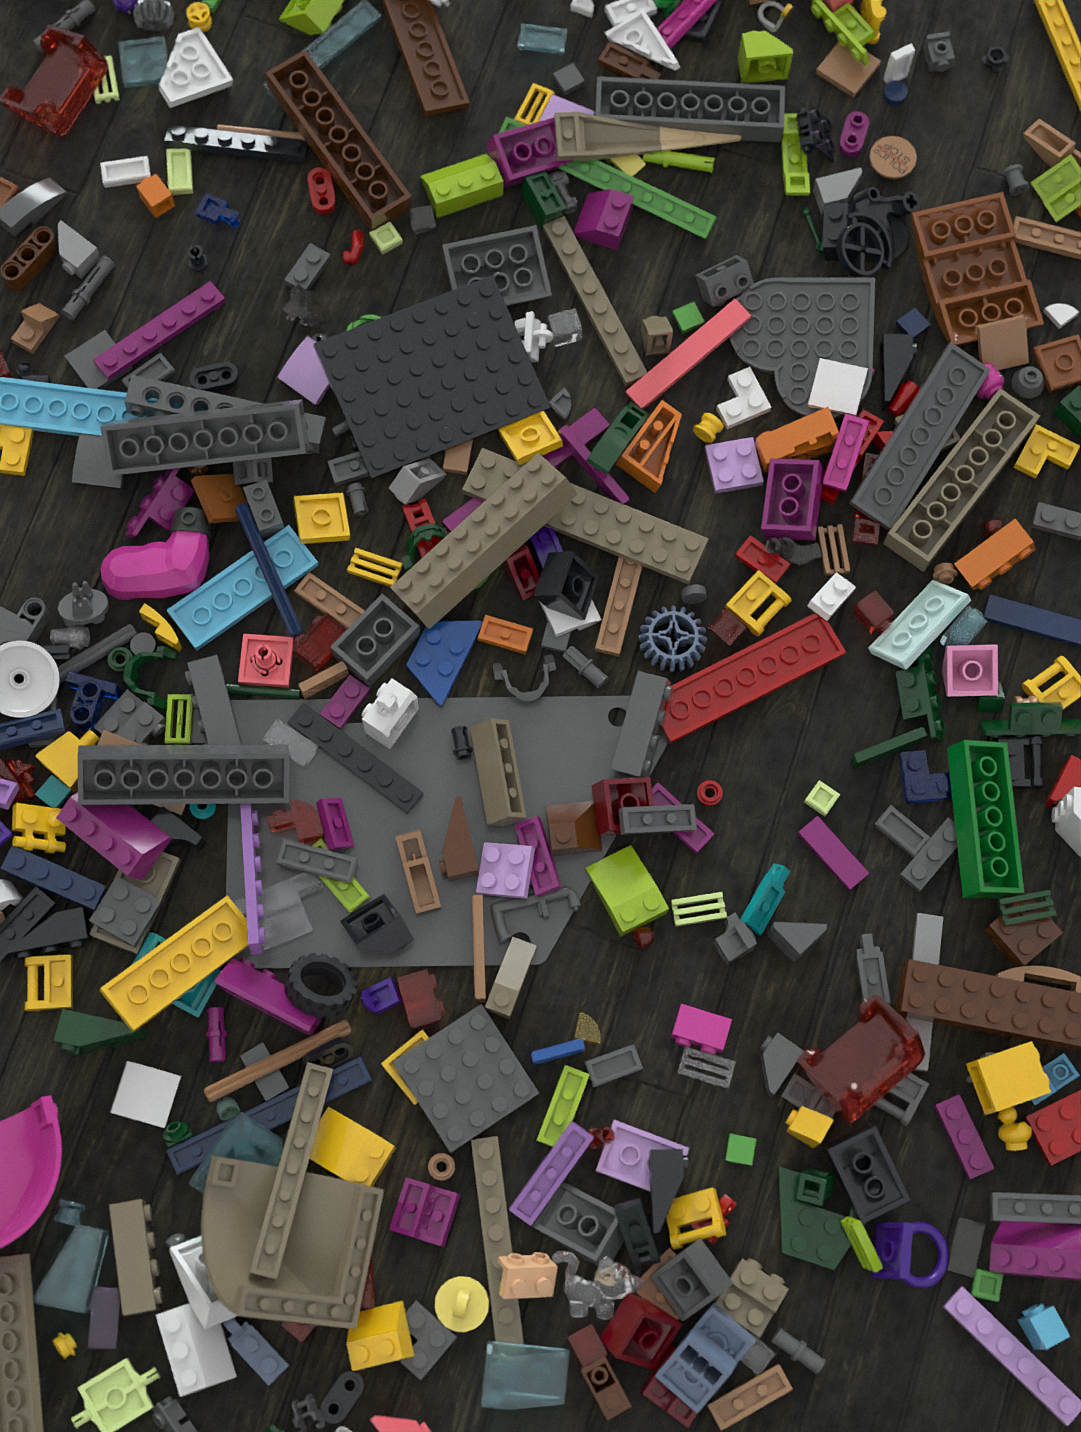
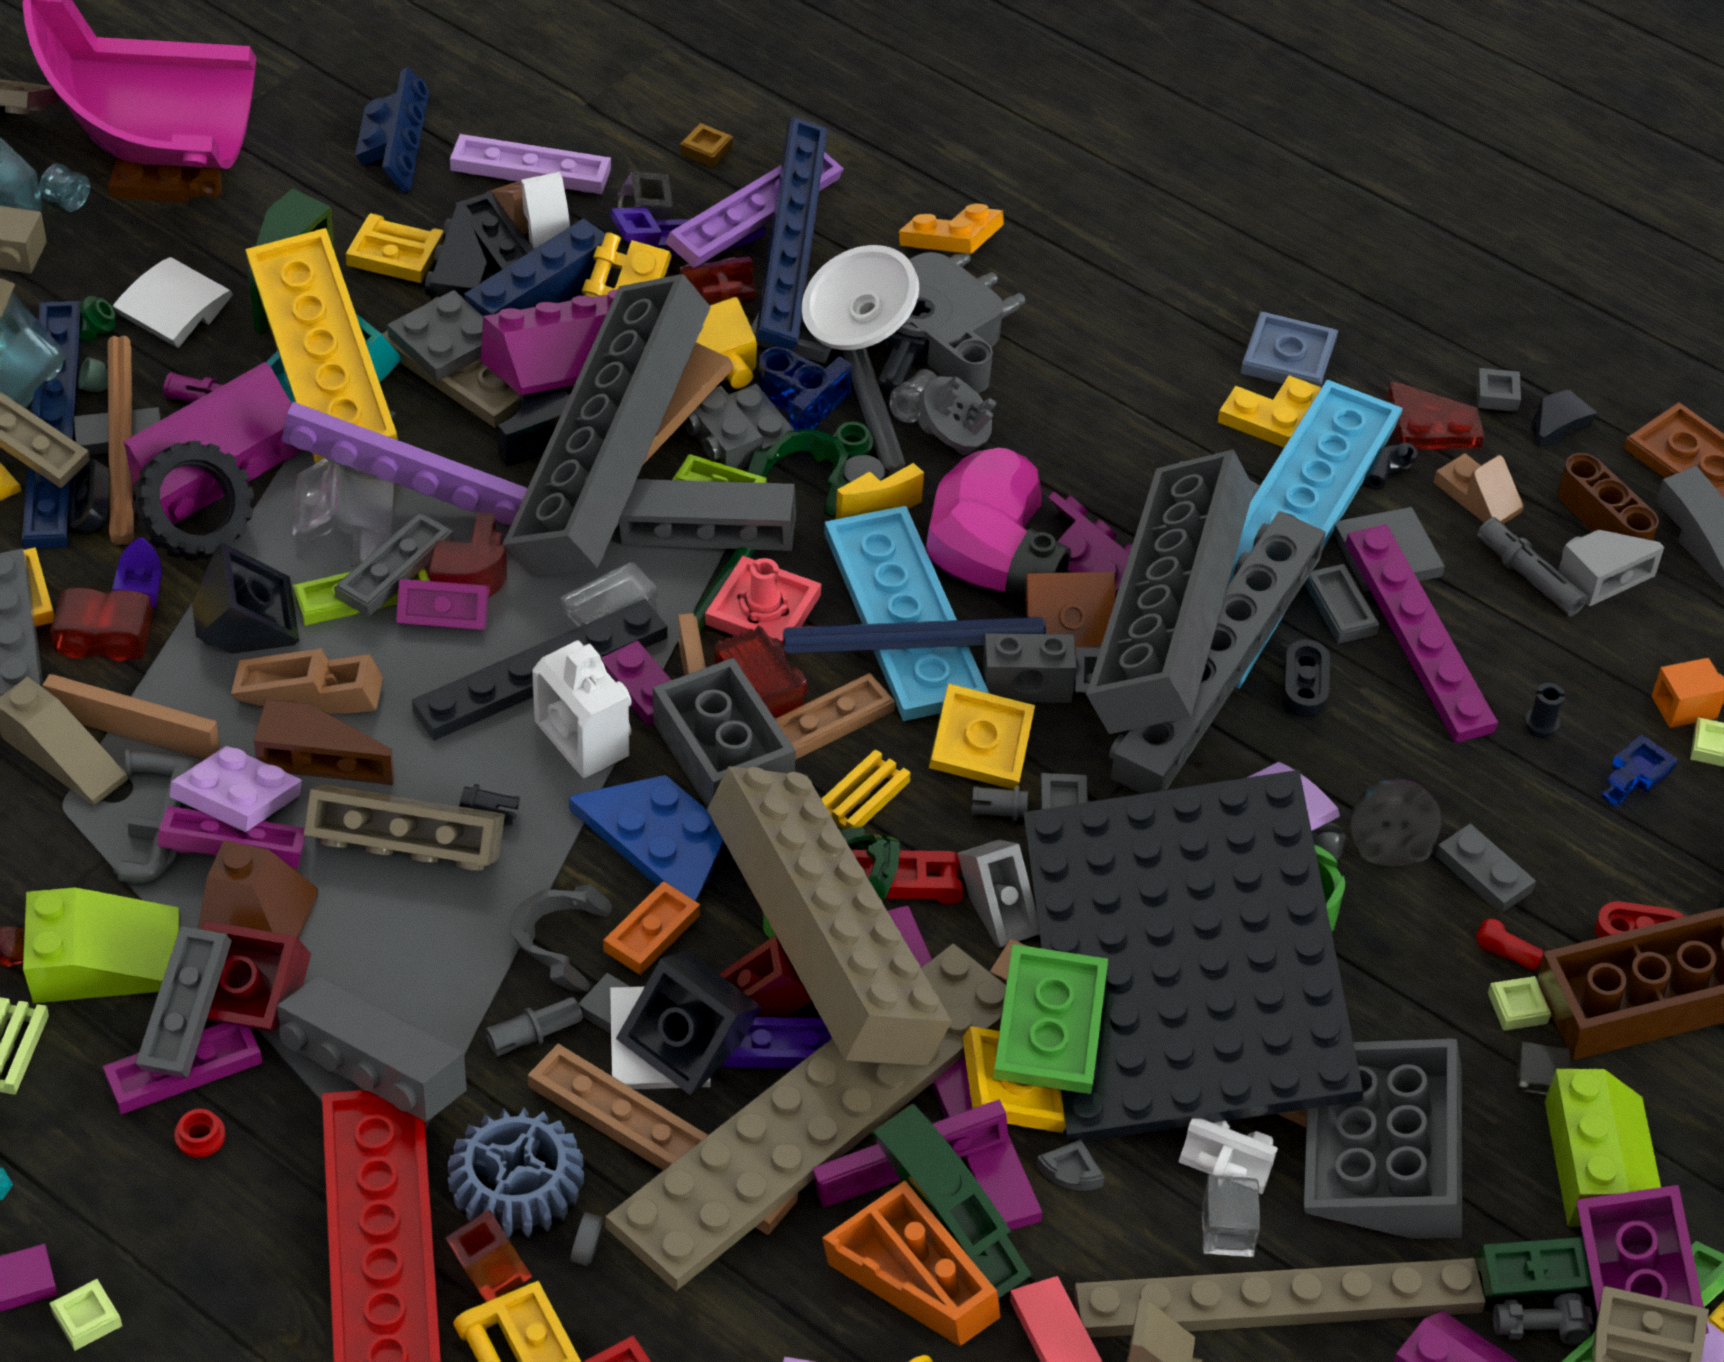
camera: 110 degrees right, 25 degrees down
(502, 422) = (1051, 1019): none -> bright green plate

